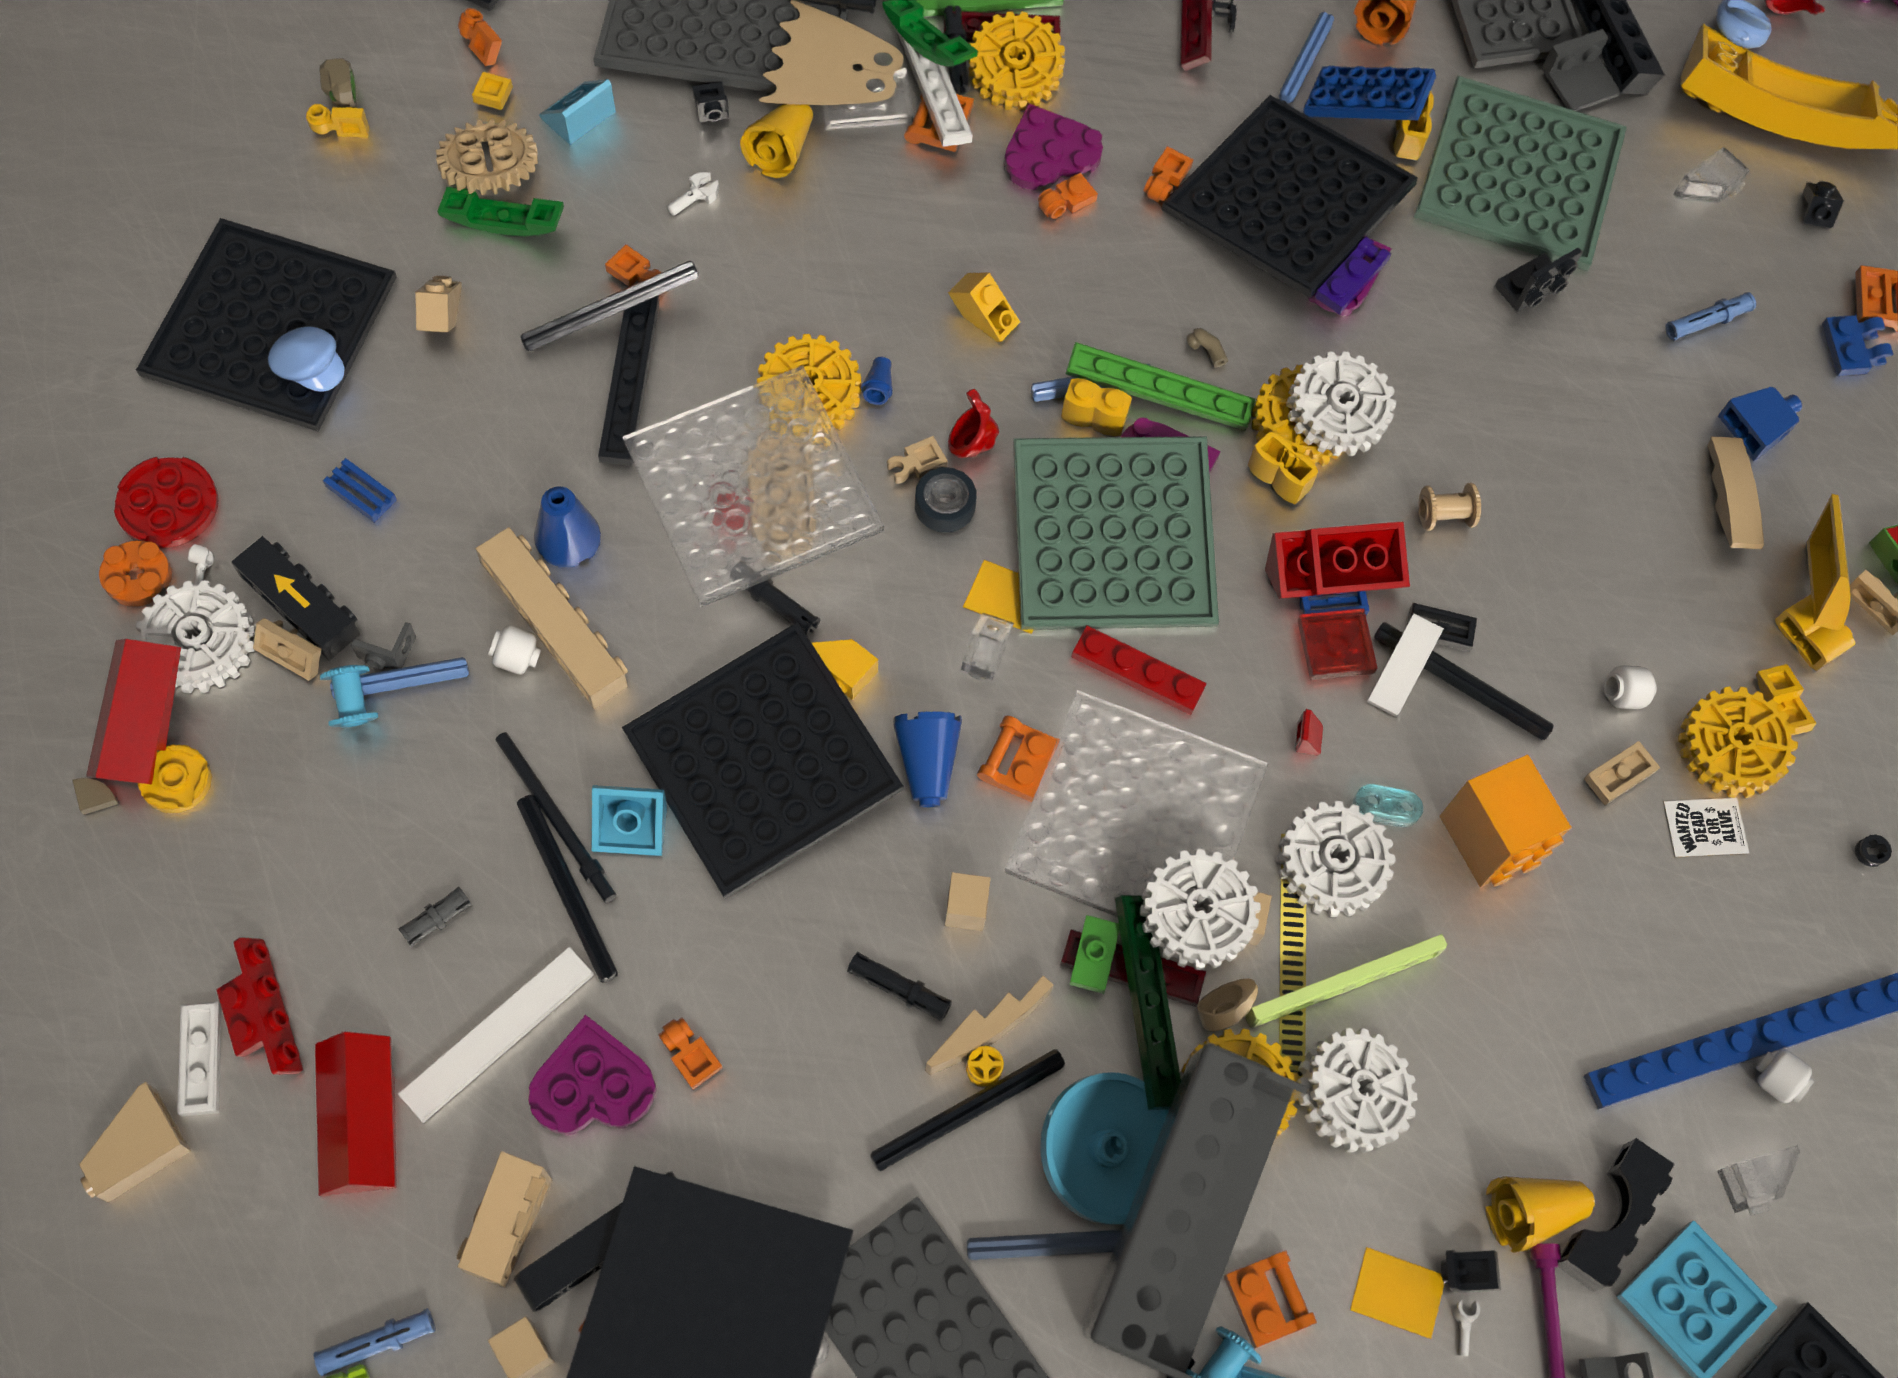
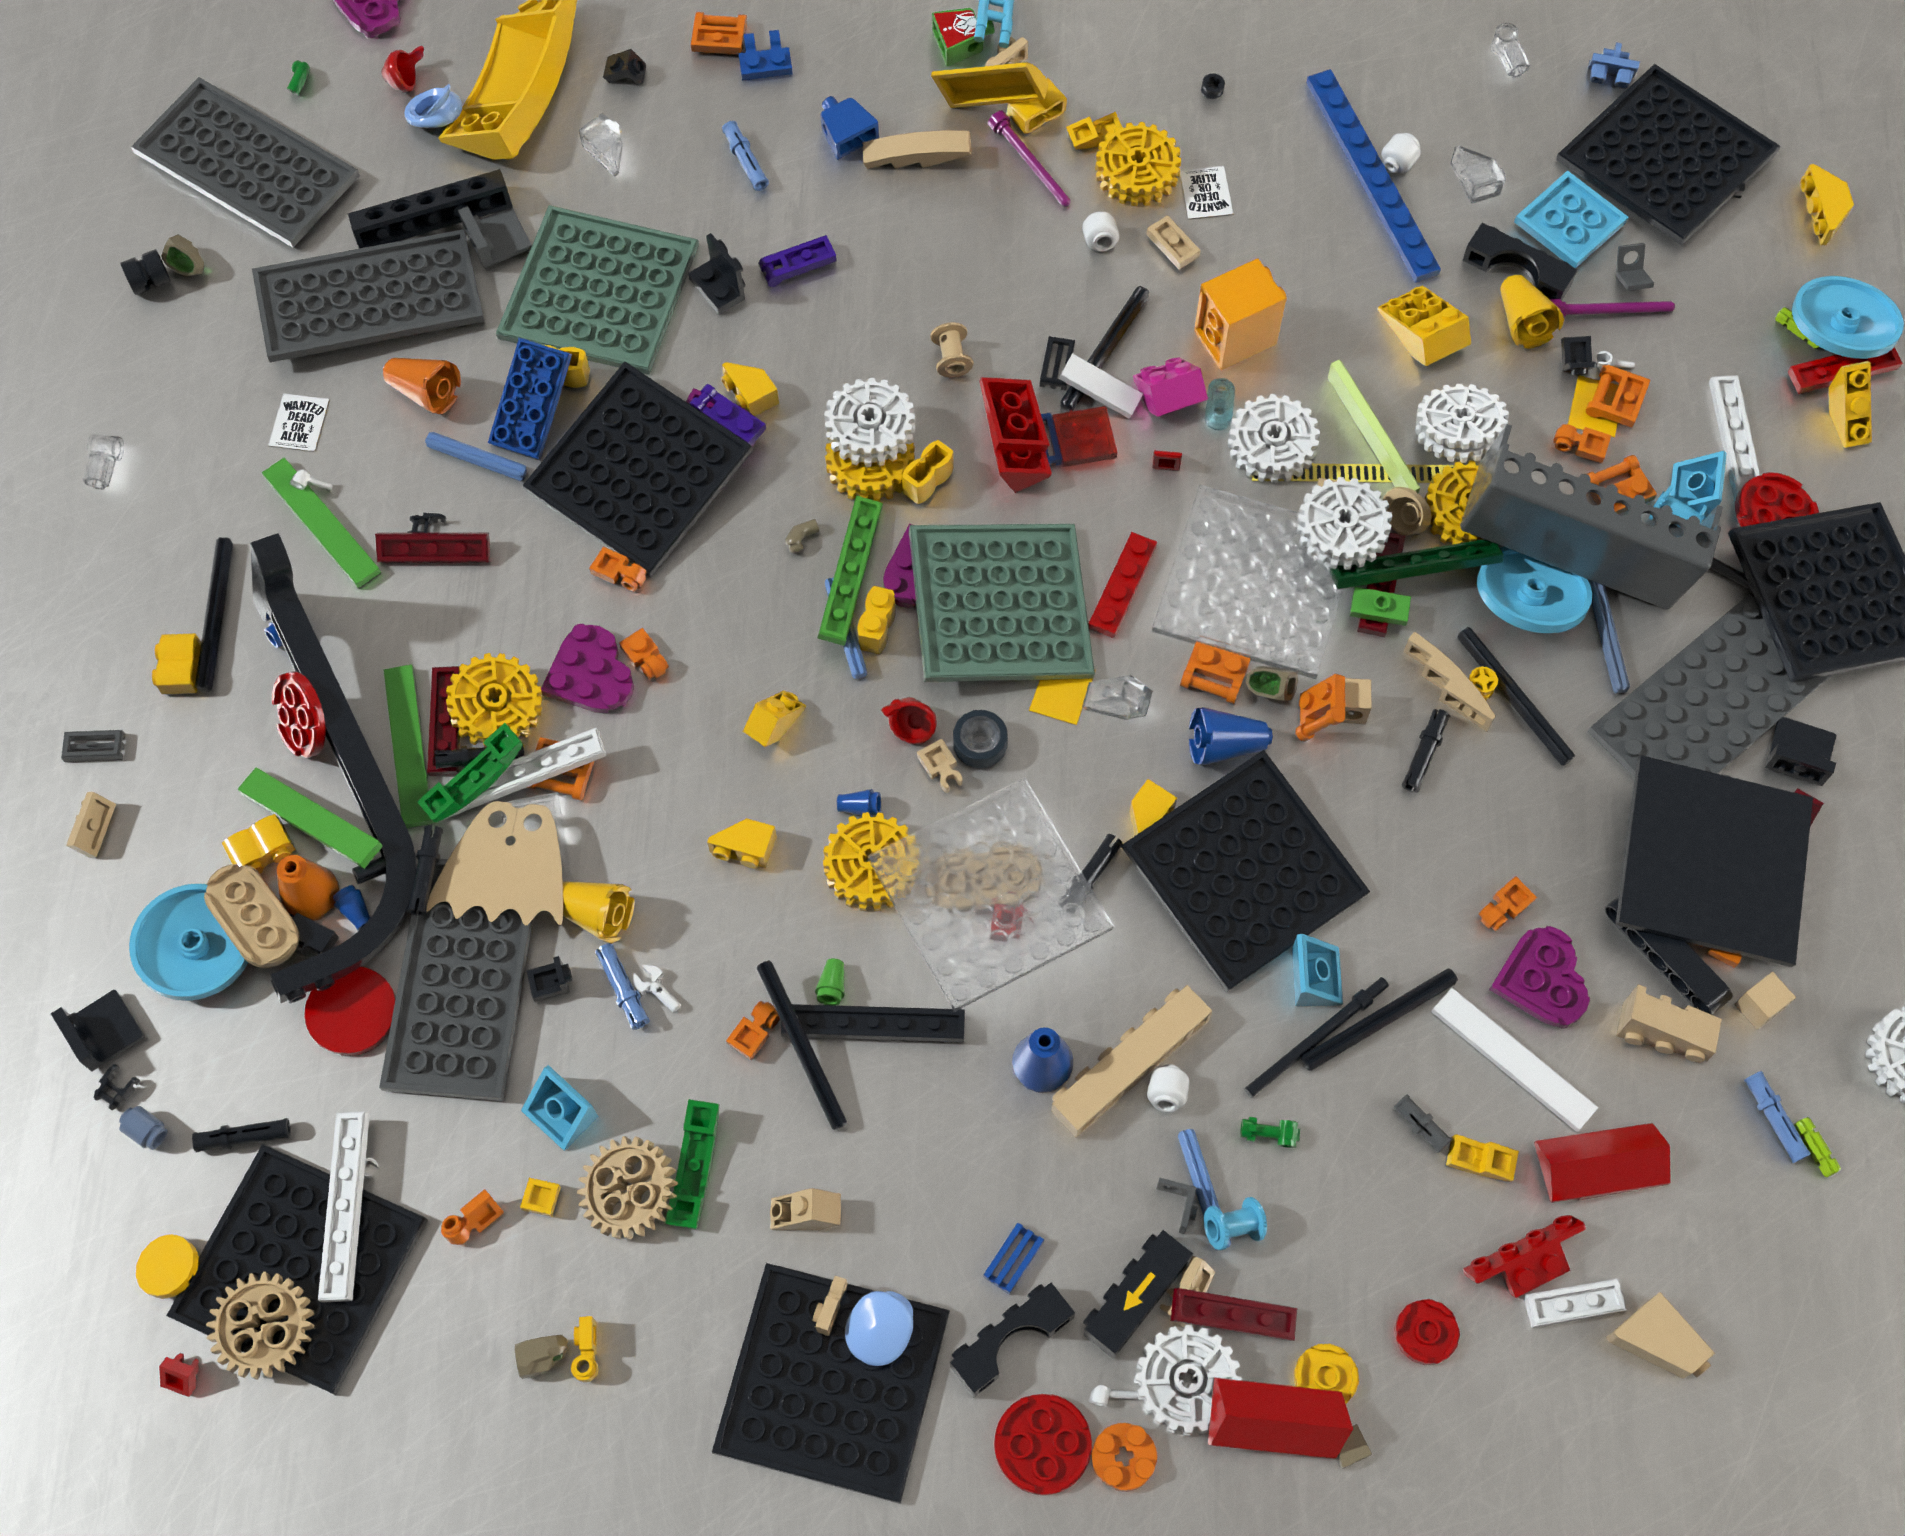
camera: 85 degrees left, 0 degrees up
(200, 890) = (1427, 1332): none -> red tile
(251, 684) = (1234, 1314): none -> dark red tile
(290, 505) = (1042, 1313): none -> black arch
(328, 312) = (826, 1313): none -> tan plate
(385, 978) = (1482, 1159): none -> yellow slope
(447, 768) = (1286, 1133): none -> green bar
(678, 342) = (831, 983): none -> bright green cone
(696, 163) = (626, 995): none -> medium blue pin
(841, 274) = (745, 842): none -> yellow slope
(962, 862) = (1321, 699): none -> orange plate
(996, 817) = (1272, 682): none -> rock
(1331, 1266) = (1589, 444): none -> orange plate
(1391, 305) = (751, 387): none -> yellow slope
(1404, 1330) = (1626, 399): none -> orange plate
(1407, 745) = (1170, 386): none -> dark pink slope
(1512, 1073) = (1426, 324): none -> yellow slope
(1569, 361) = (797, 260): none -> dark purple plate
(1783, 590) = (1000, 124): none -> magenta piece

